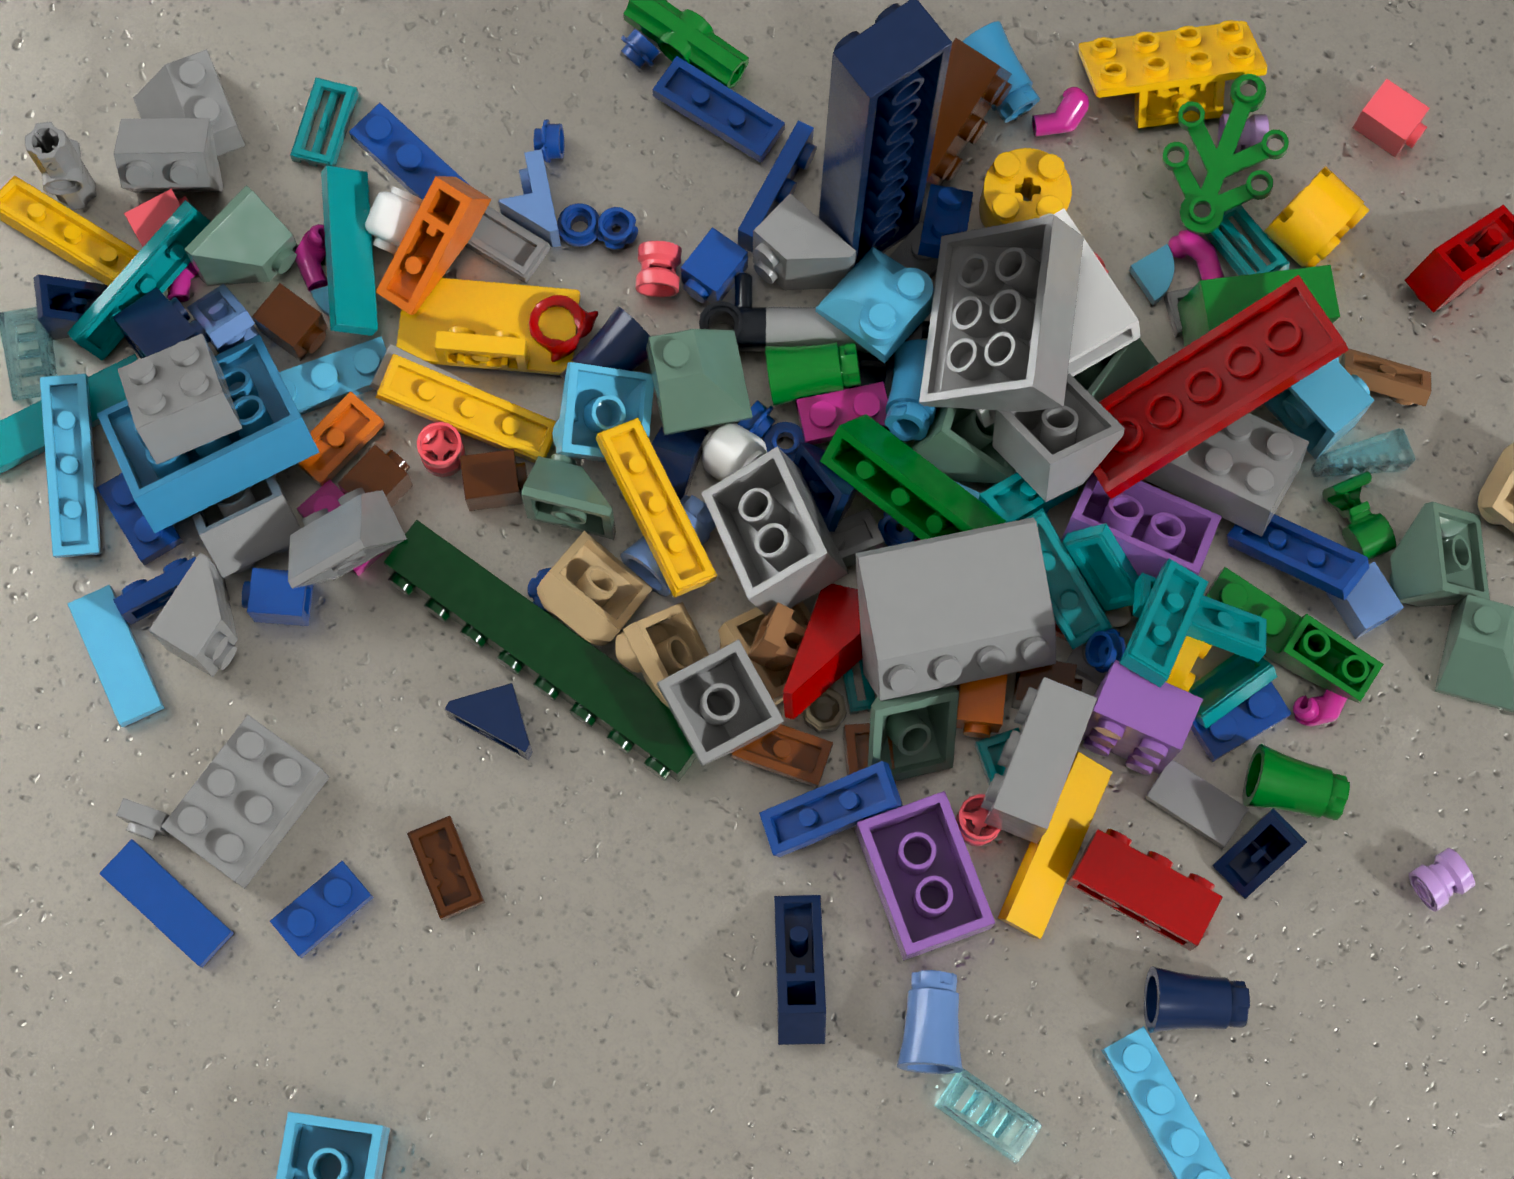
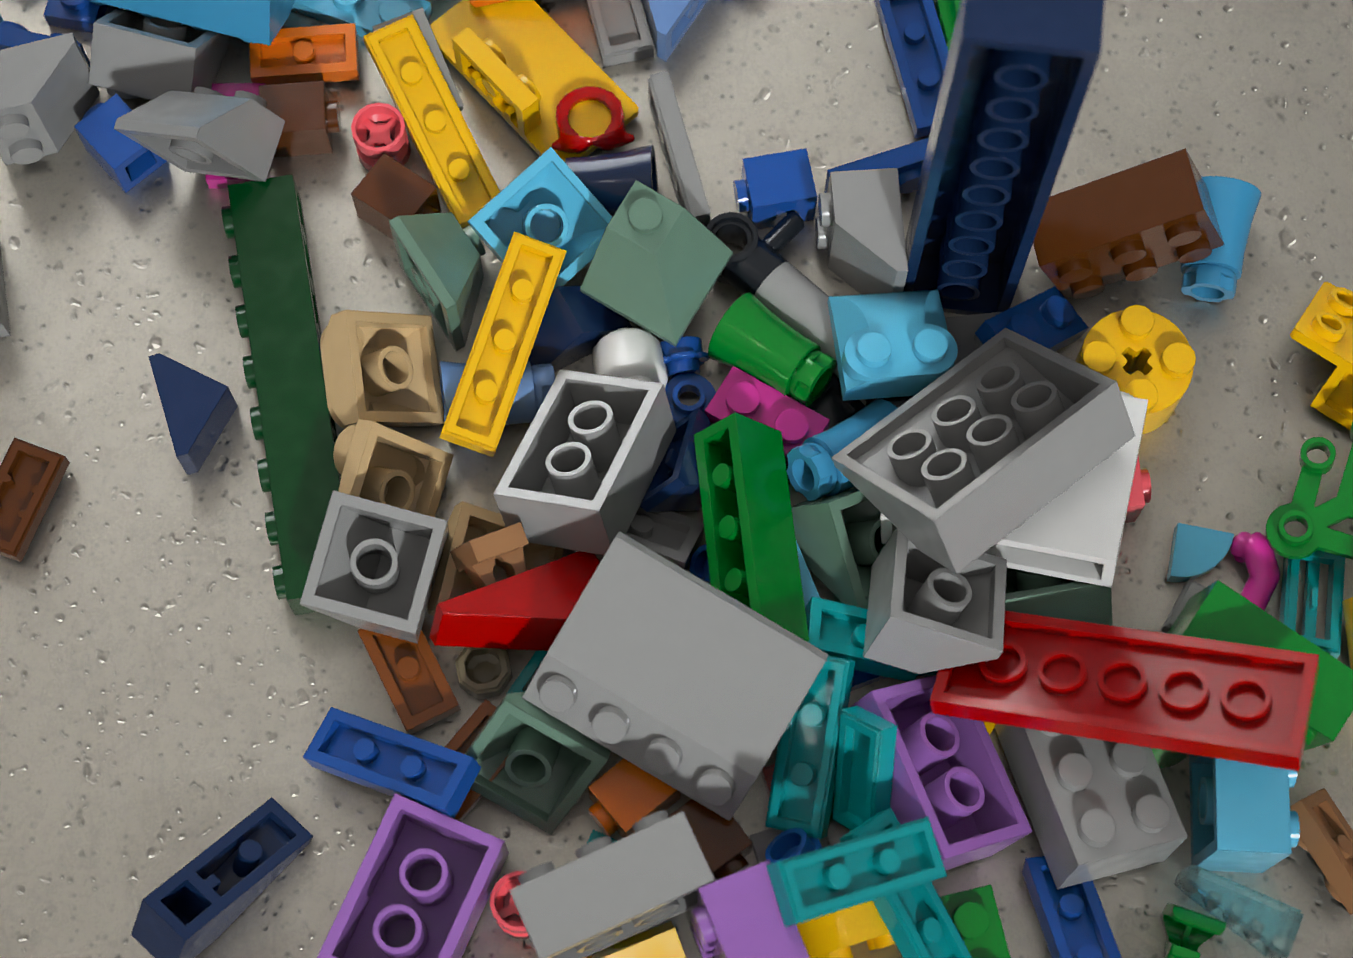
camera: 45 degrees right, 5 degrees down
(576, 213) = (699, 41): blue plate -> none
(617, 217) = (726, 71): blue plate -> none
(630, 296) = (677, 147): none -> light grey tile
(658, 269) = (724, 149): coral wheel -> none
(1066, 117) = (1247, 335): dark pink arm -> none

